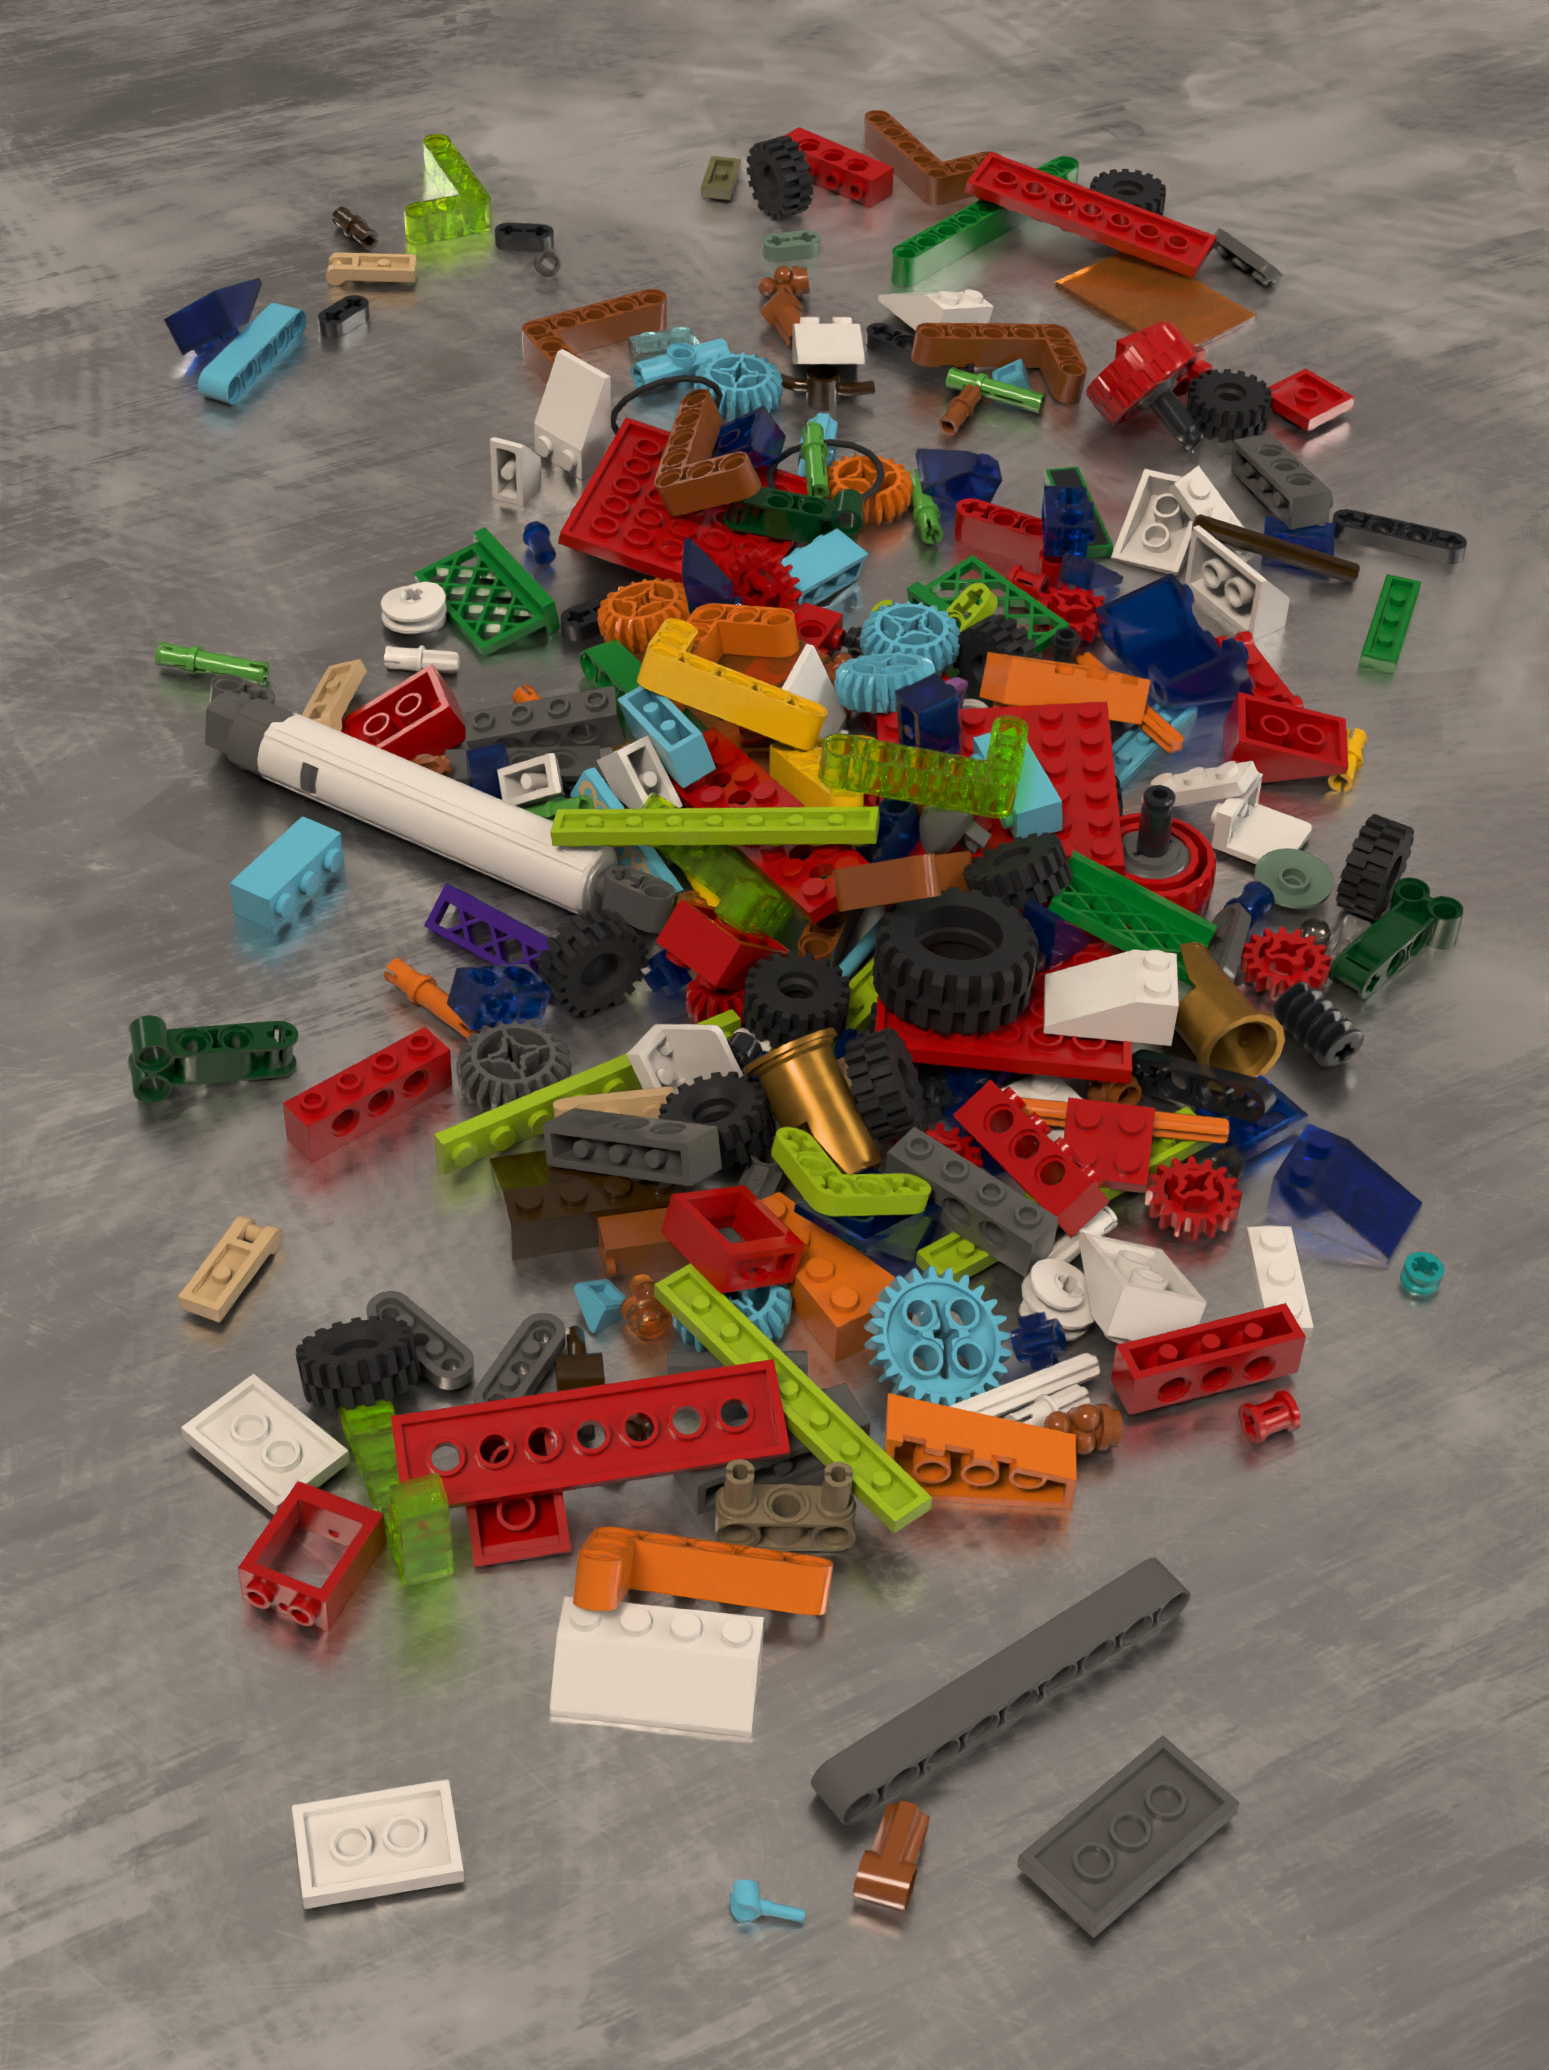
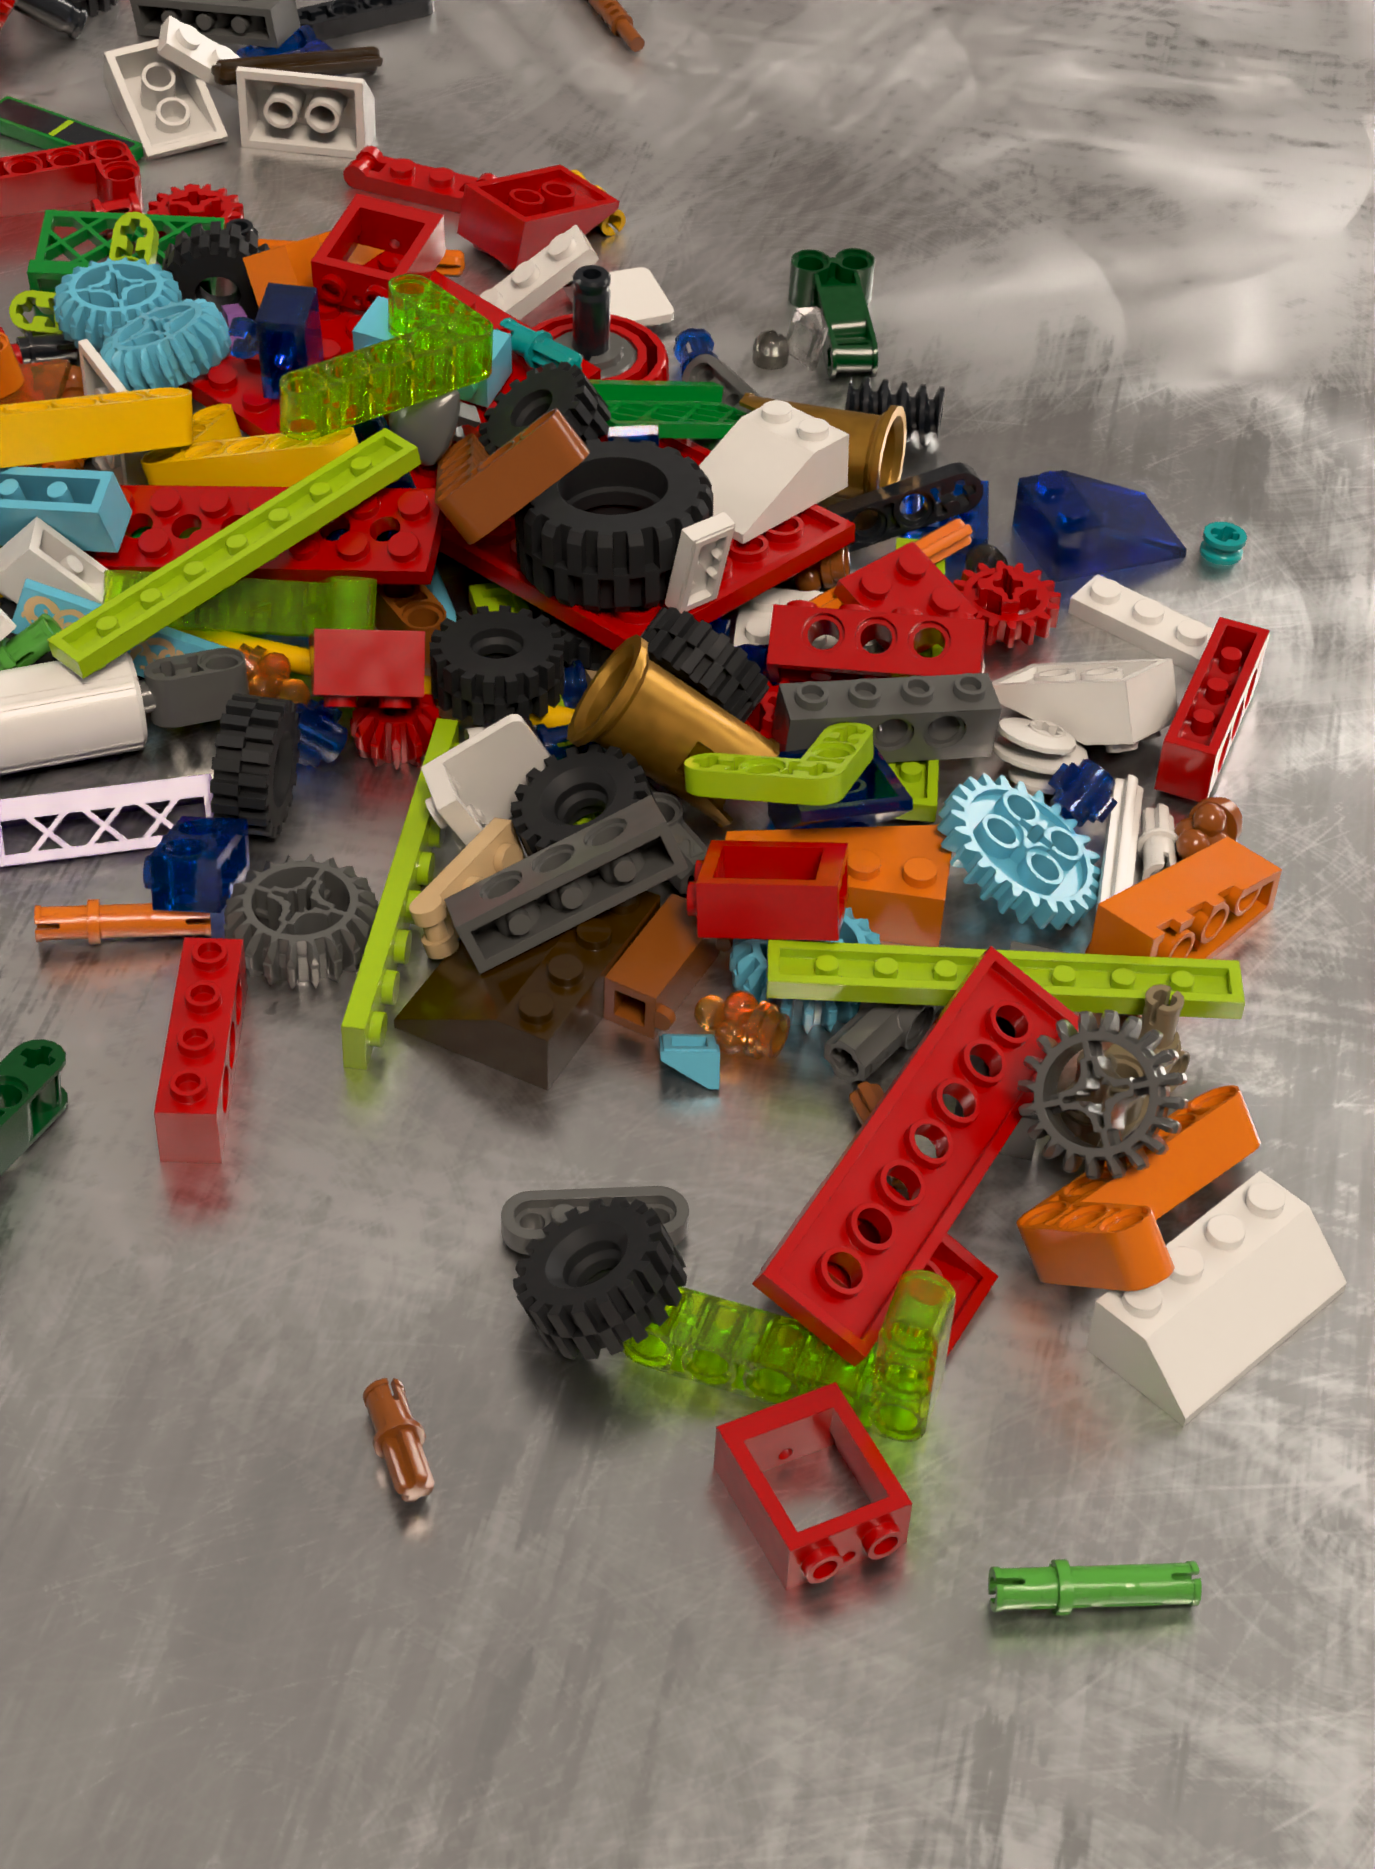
camera: 50 degrees left, 0 degrees up
(178, 1360) = (399, 1439): none -> dark orange axle
(229, 1268) = (313, 1316): tan plate -> none
(264, 1443) = (607, 1436): white plate -> none
(351, 1720) = (1093, 1586): none -> bright green pin
(377, 1843) = (1249, 1664): white plate -> none
(523, 1355) = (738, 1200): dark grey plate -> none
(579, 1371) = (780, 1128): dark brown piece -> none
(704, 1487) = (1093, 1067): none -> dark grey gear
(951, 1017) = (700, 562): none -> white plate
(1050, 732) = (381, 226): none -> red window
(1066, 521) = (100, 131): clear blue brick -> none
(1085, 823) = (538, 347): none -> teal axle
(1087, 573) = (166, 170): clear blue slope -> none
(1161, 641) = (306, 194): clear blue windscreen -> none
(1269, 1417) = (1294, 712): red bush -> none
(1284, 961) = (795, 376): red gear -> none
(1295, 878) = (701, 309): sand green dish -> none
(1374, 866) = (766, 257): black tyre -> none
(1390, 624) = (459, 83): green tile -> none

